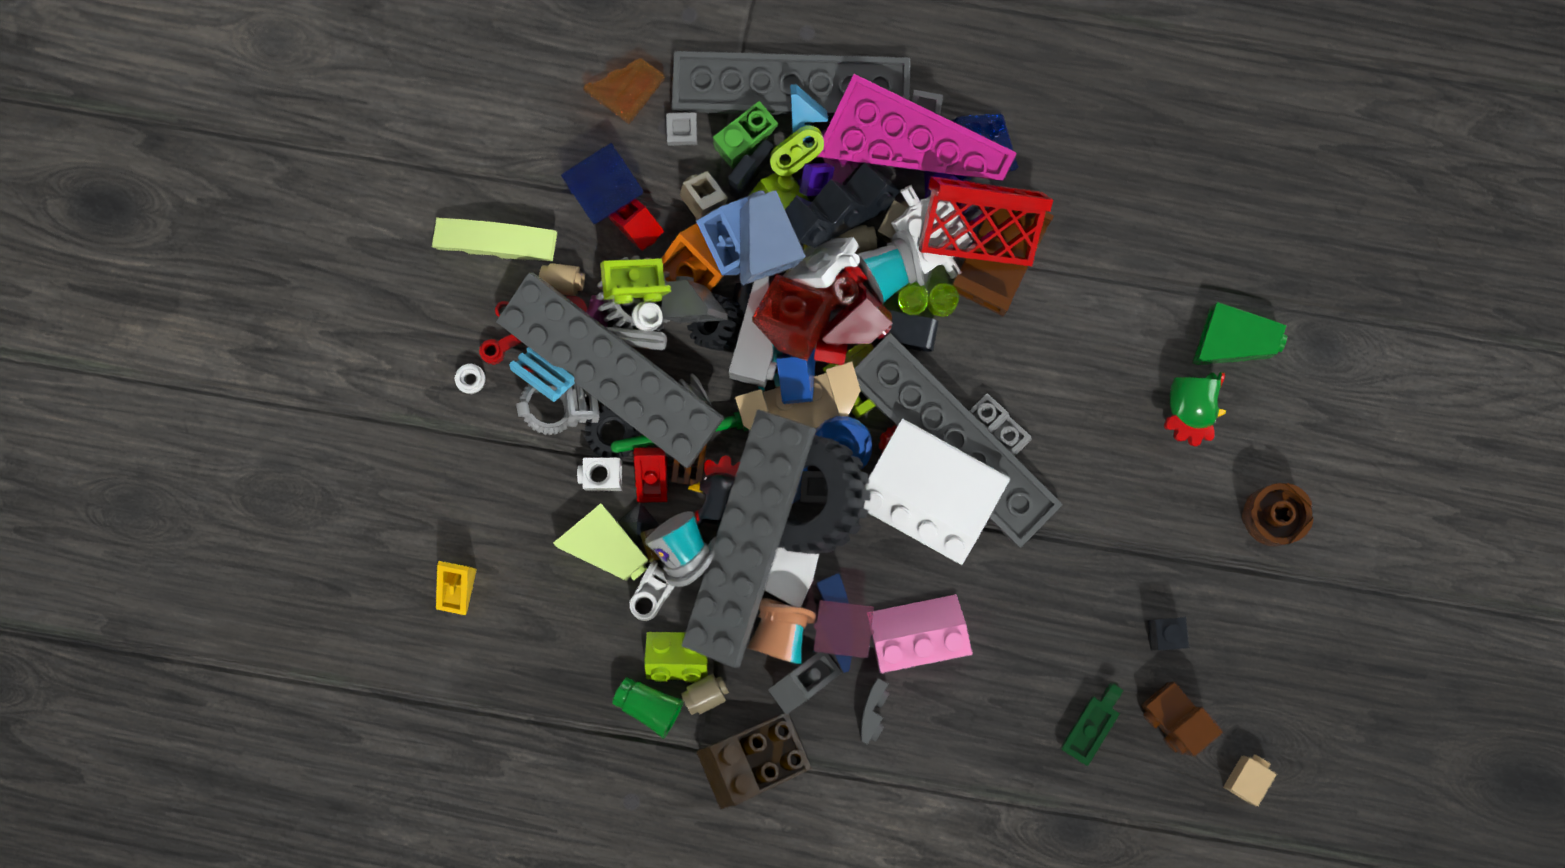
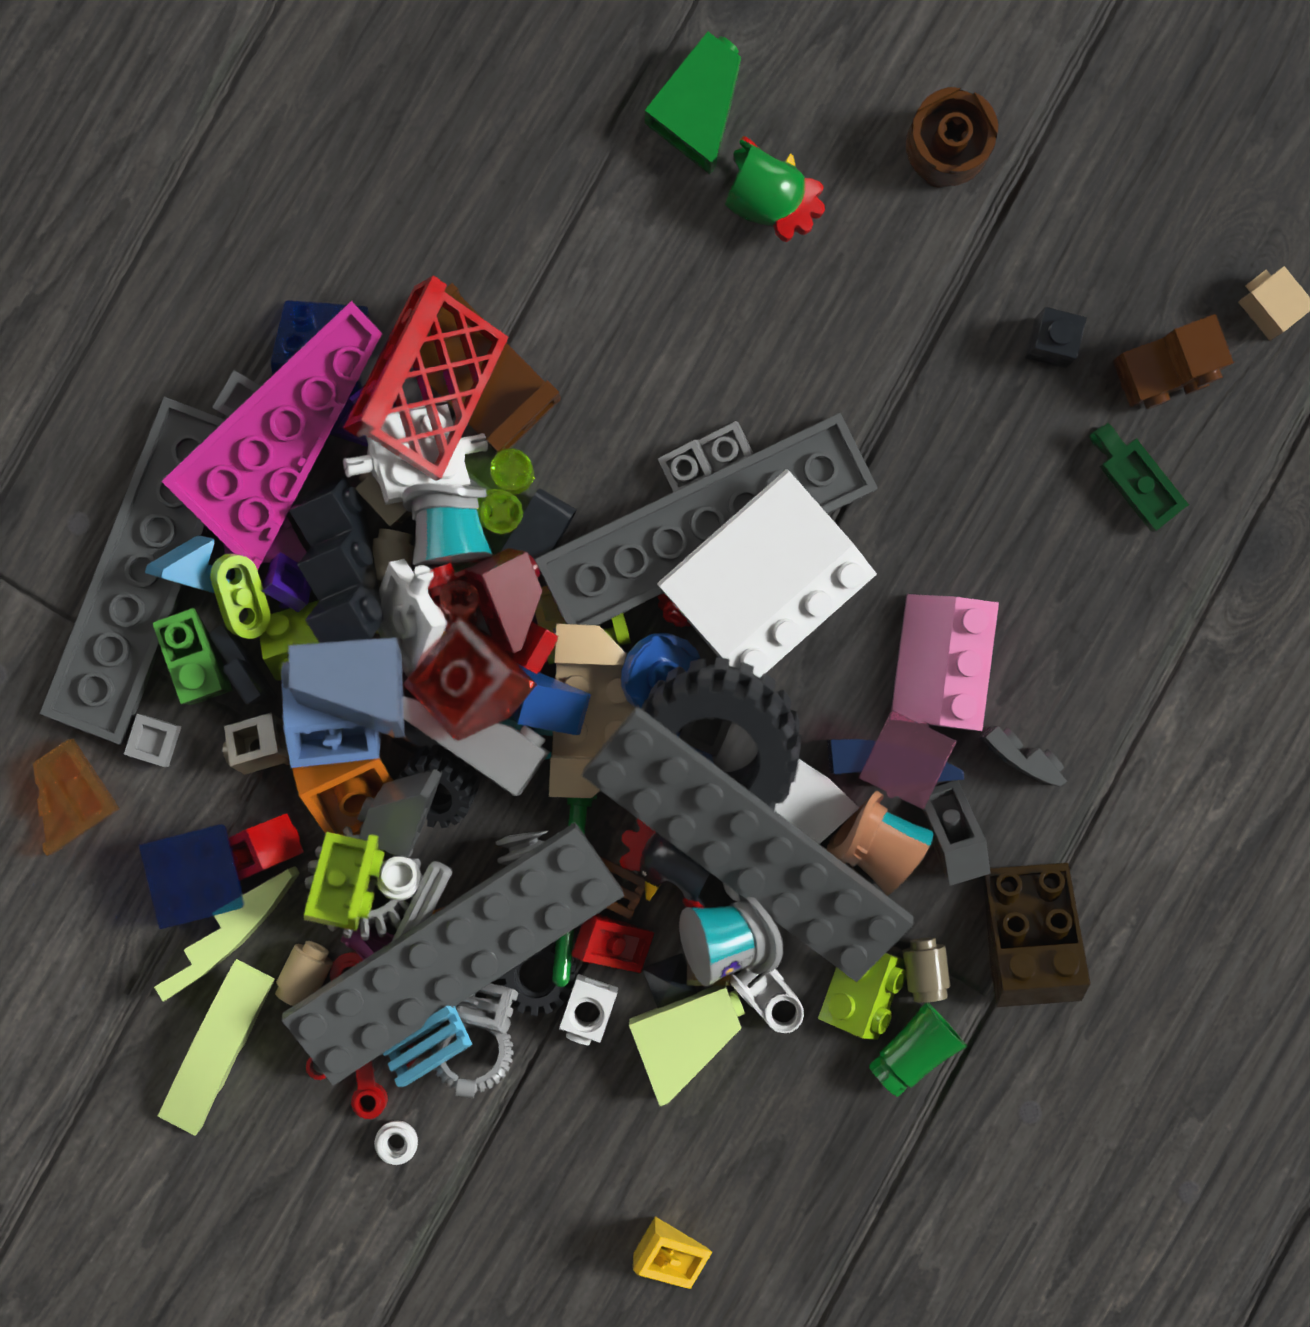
camera: 75 degrees left, 5 degrees up
(575, 224) = (234, 931): none -> yellowish green slope

